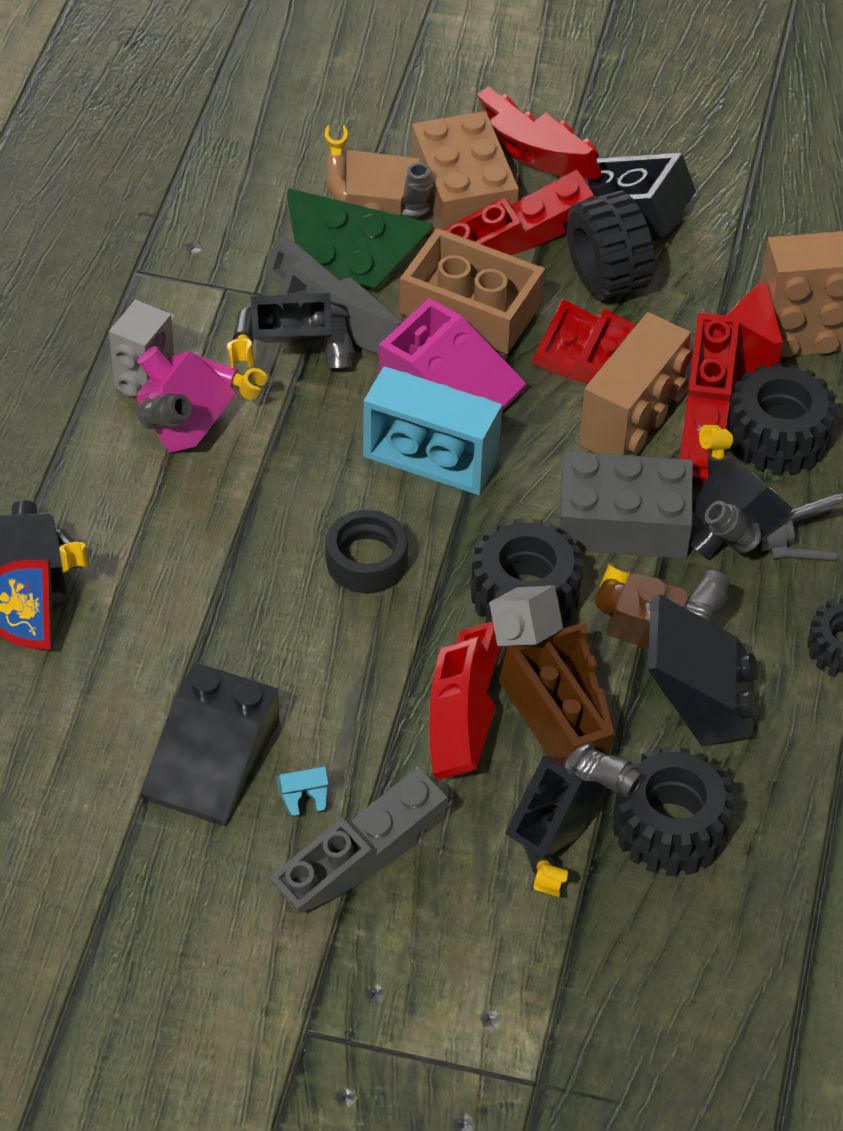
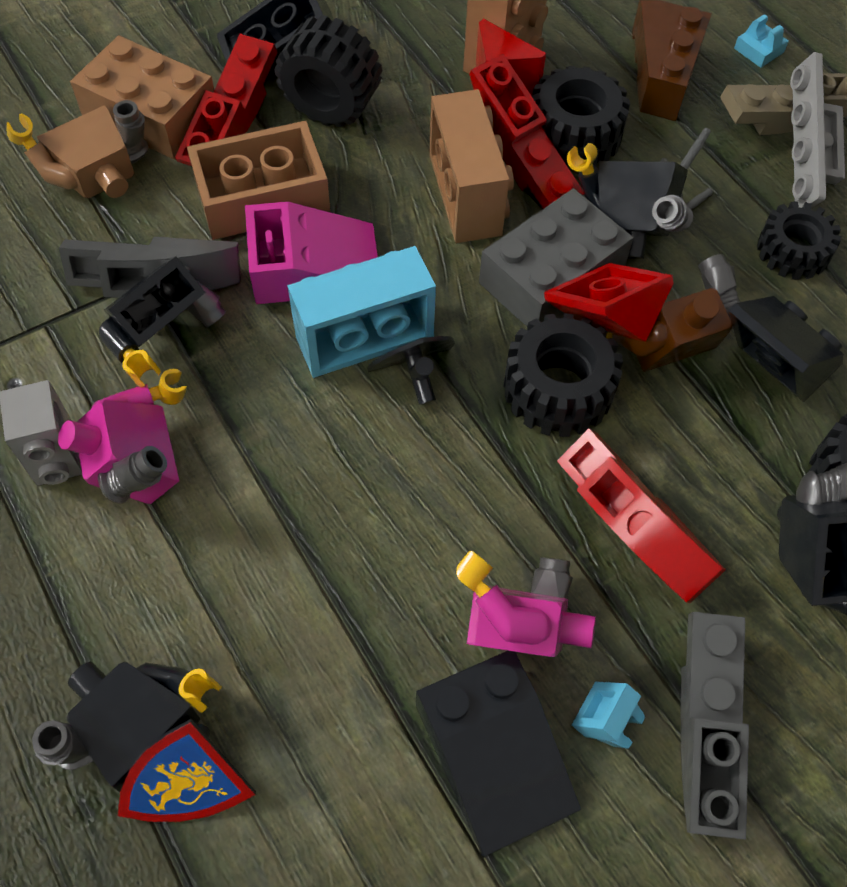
camera: 45 degrees left, 10 degrees up
(301, 675) = (524, 620): none -> dark pink torso
(354, 238) = (116, 204): dark green wing -> none
(366, 525) = (422, 424): black tyre -> none
(432, 488) = (418, 364): none -> black shield
(526, 615) = (633, 406): light grey brick -> none
(539, 142) = (185, 35): slope -> none
(559, 692) = (708, 454): reddish brown wedge -> none
(580, 342) = (376, 165): red slope -> none
(608, 546) = (616, 298): none -> red slope

